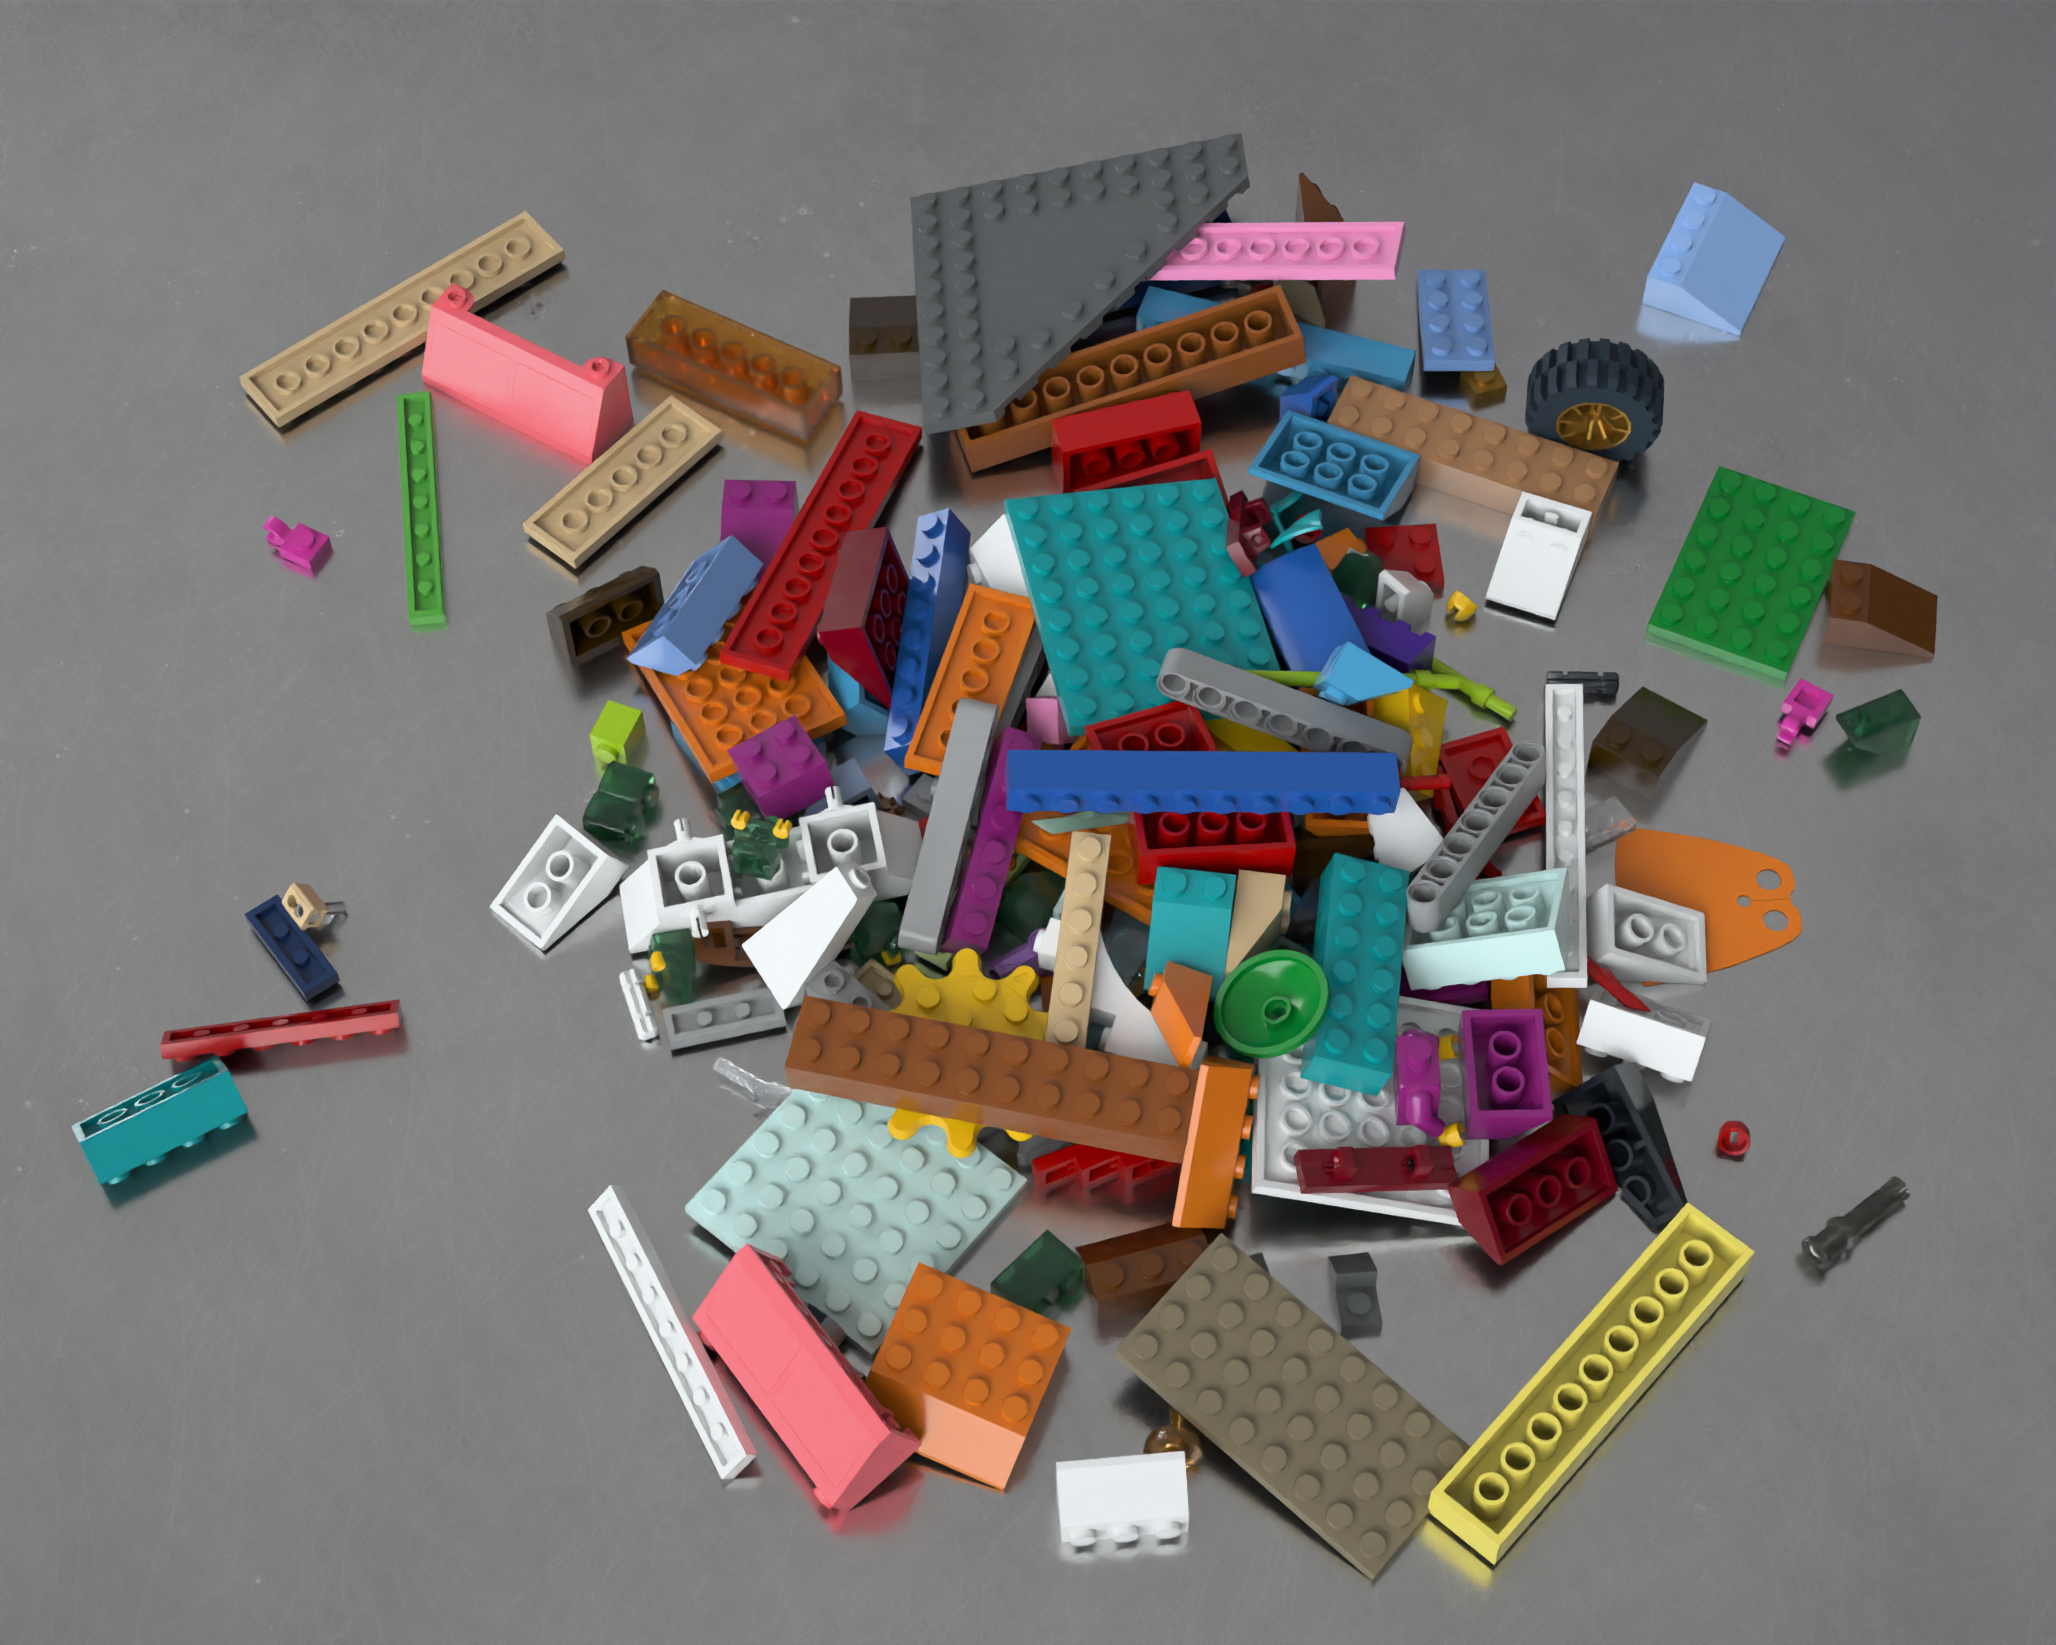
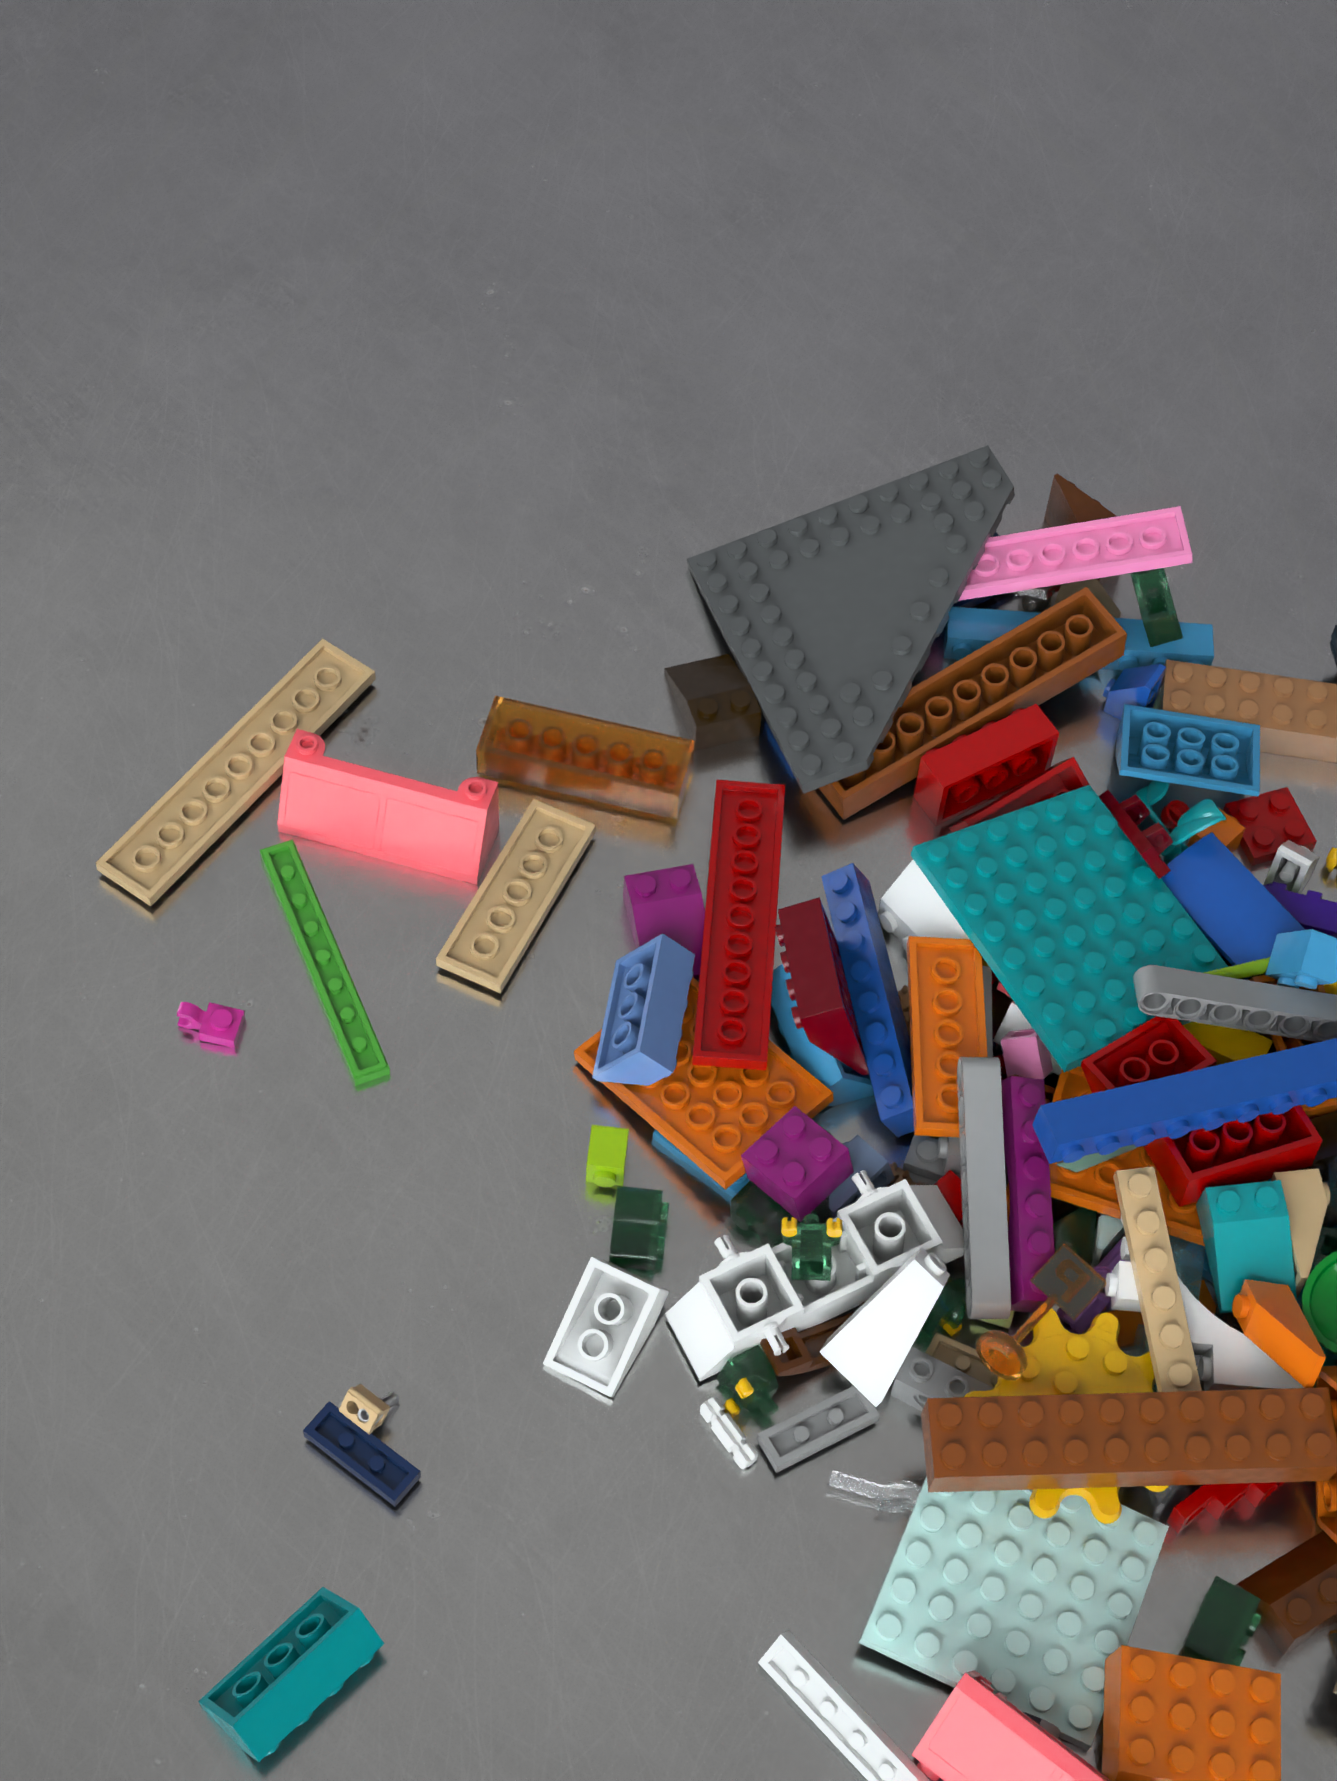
camera: 20 degrees left, 0 degrees up
(268, 1032) = (383, 1545): red plate -> none
(605, 612) = (552, 1032): dark brown slope -> none
(996, 928) = (1068, 1284): none -> clear orange piece
(1354, 319) = (1156, 606): none -> clear green brick
(1358, 576) = (1252, 850): clear green brick -> none
(1455, 320) = (1231, 590): medium blue plate -> none
(1484, 384) = (1273, 641): pearl gold plate -> none

